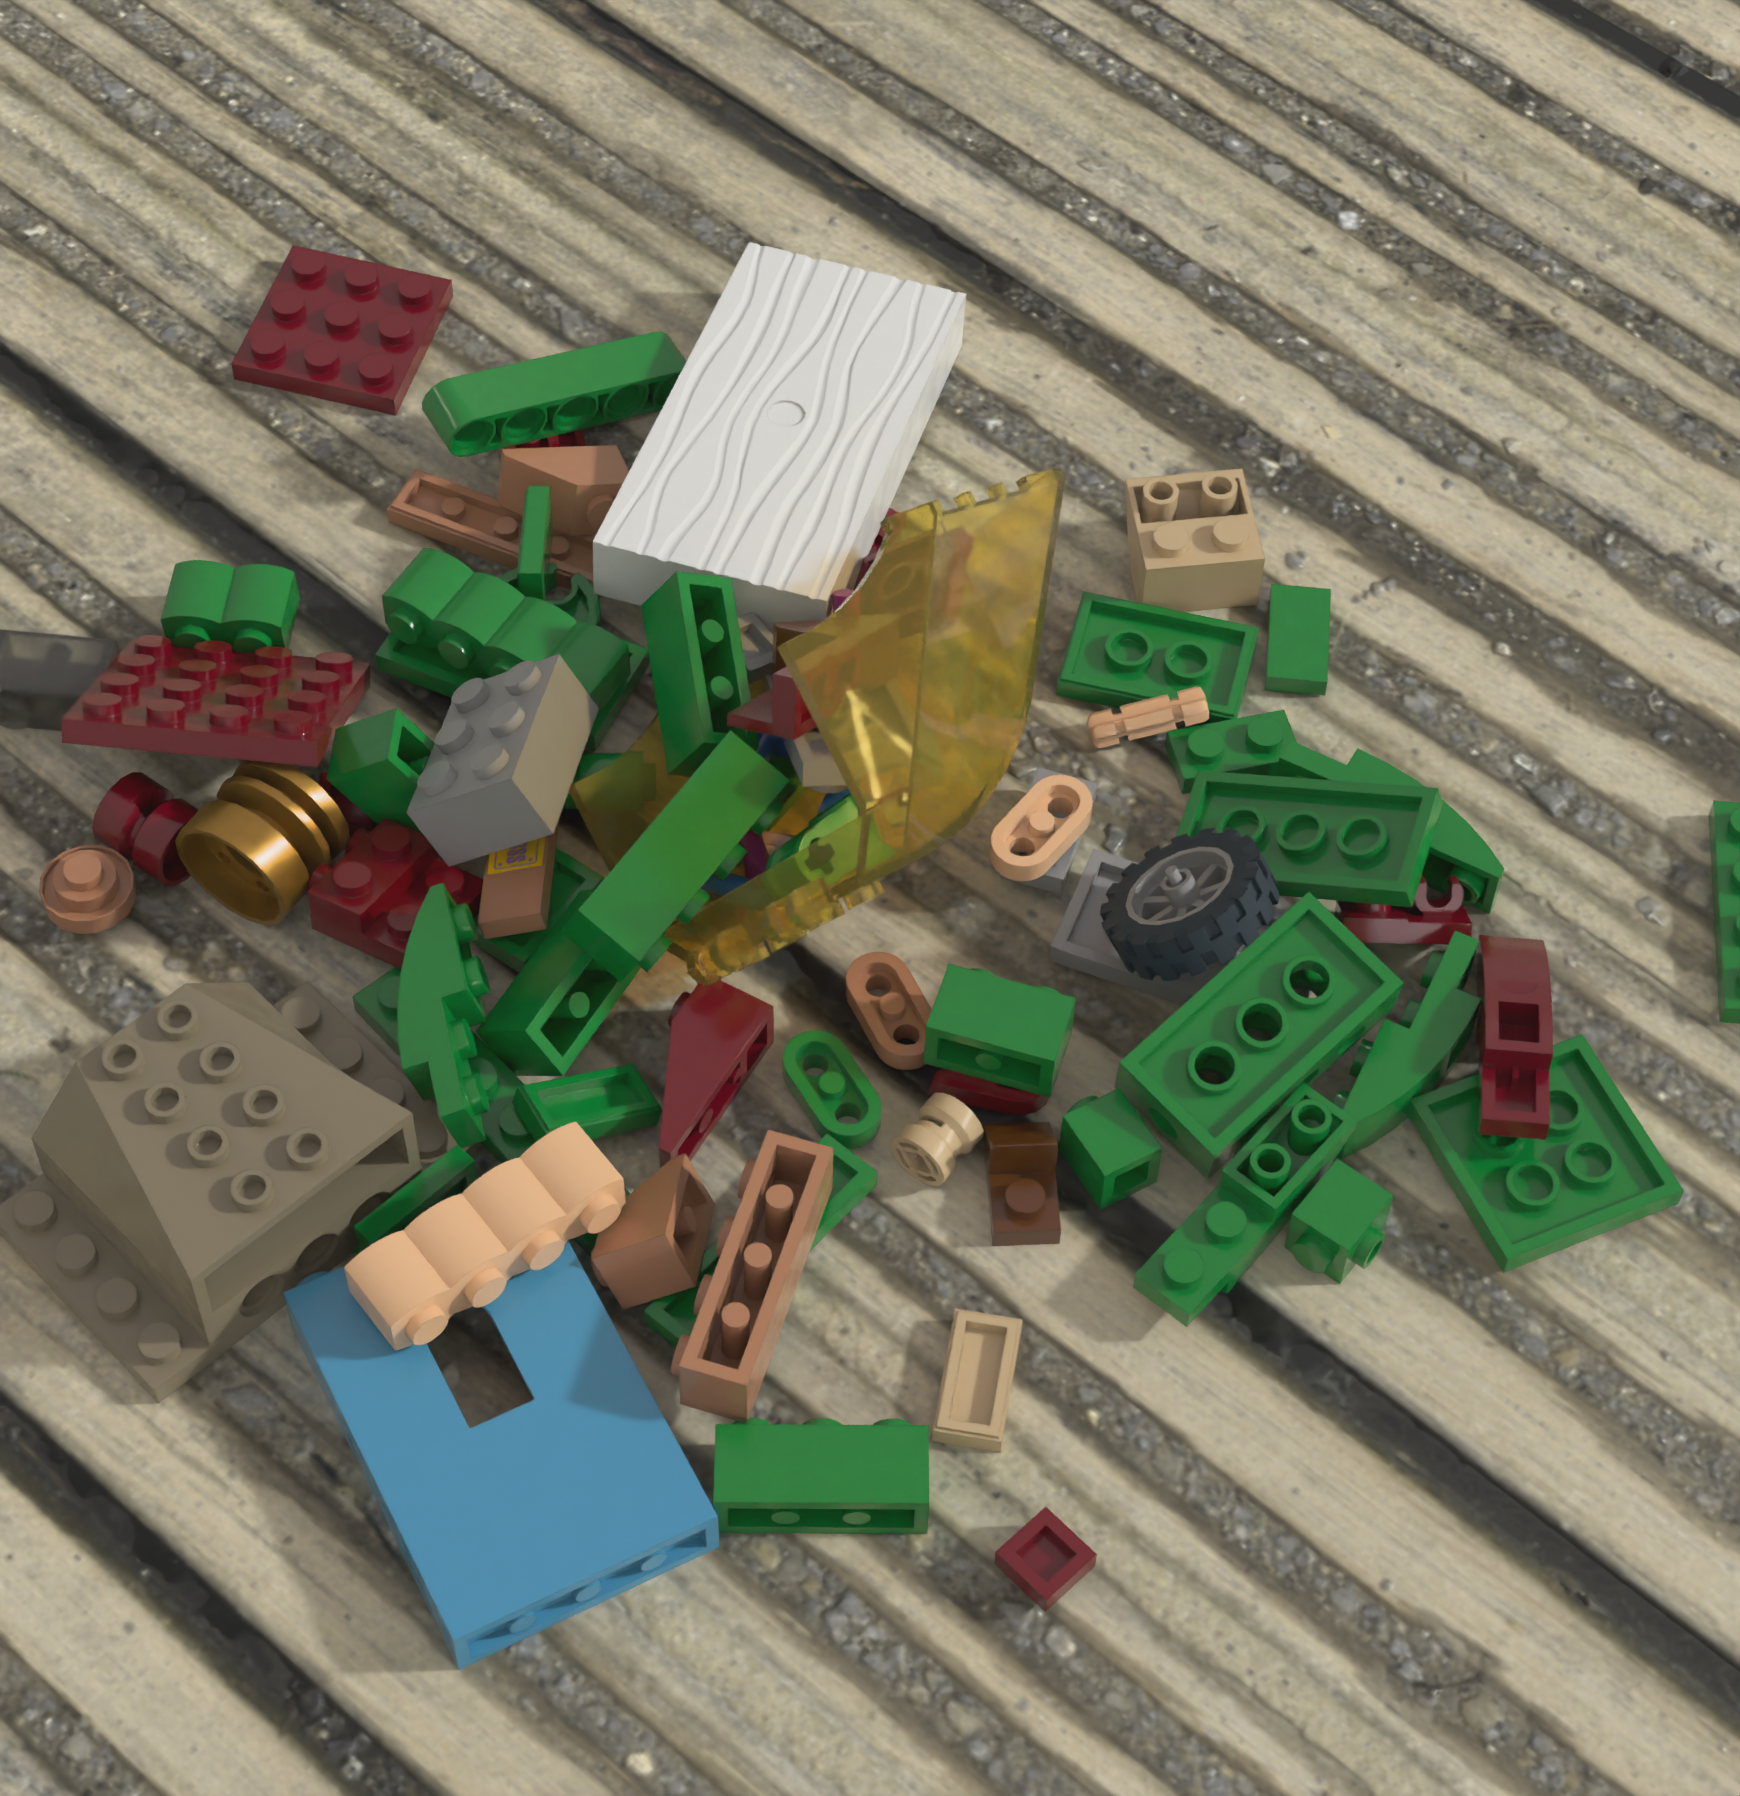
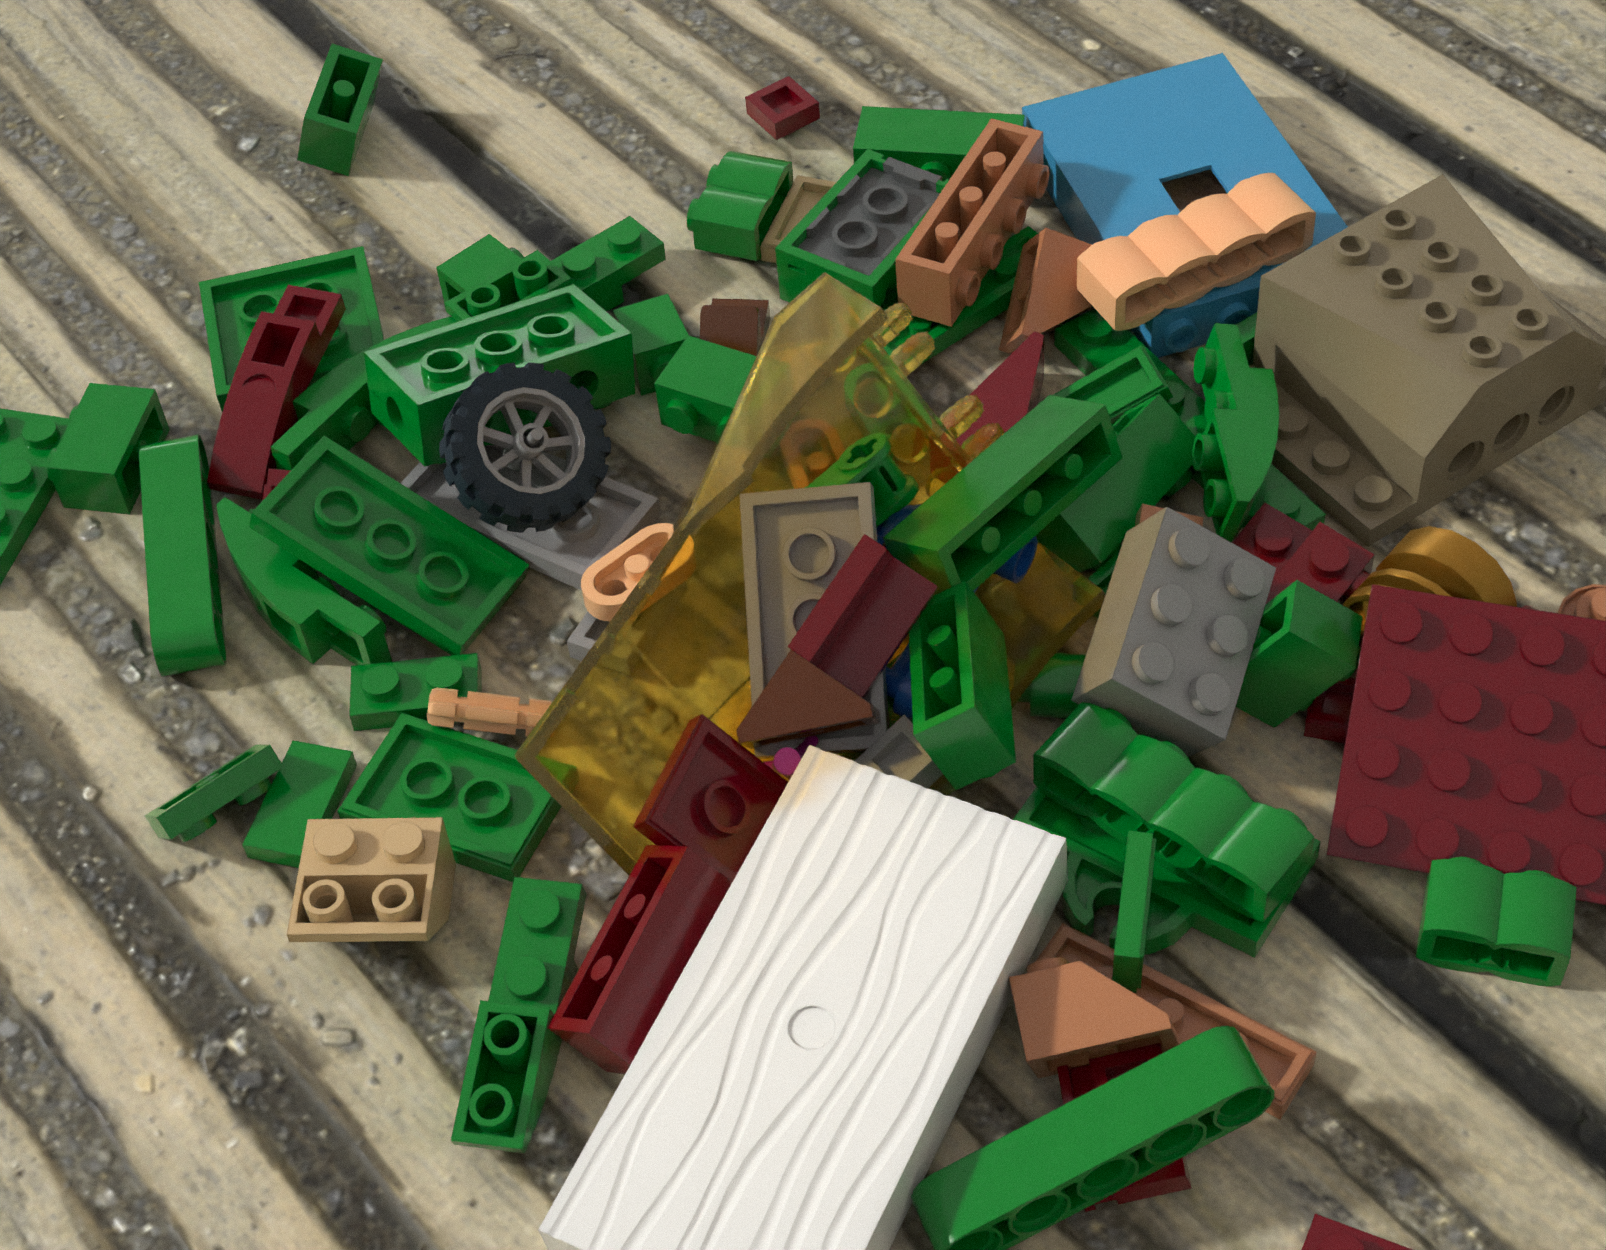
camera: 165 degrees left, 5 degrees down
(880, 1292) = (859, 229): none -> piece
(942, 463) = (639, 955): none -> dark red brick
(1033, 434) = (511, 1045): none -> green slope
(1057, 1373) = (739, 204): none -> green brick
(1376, 625) = (192, 809): none -> green plate
(1541, 871) = (181, 557): none -> green beam
(1631, 1469) = (339, 109): none -> green brick
(1672, 967) = (99, 450): none -> green brick

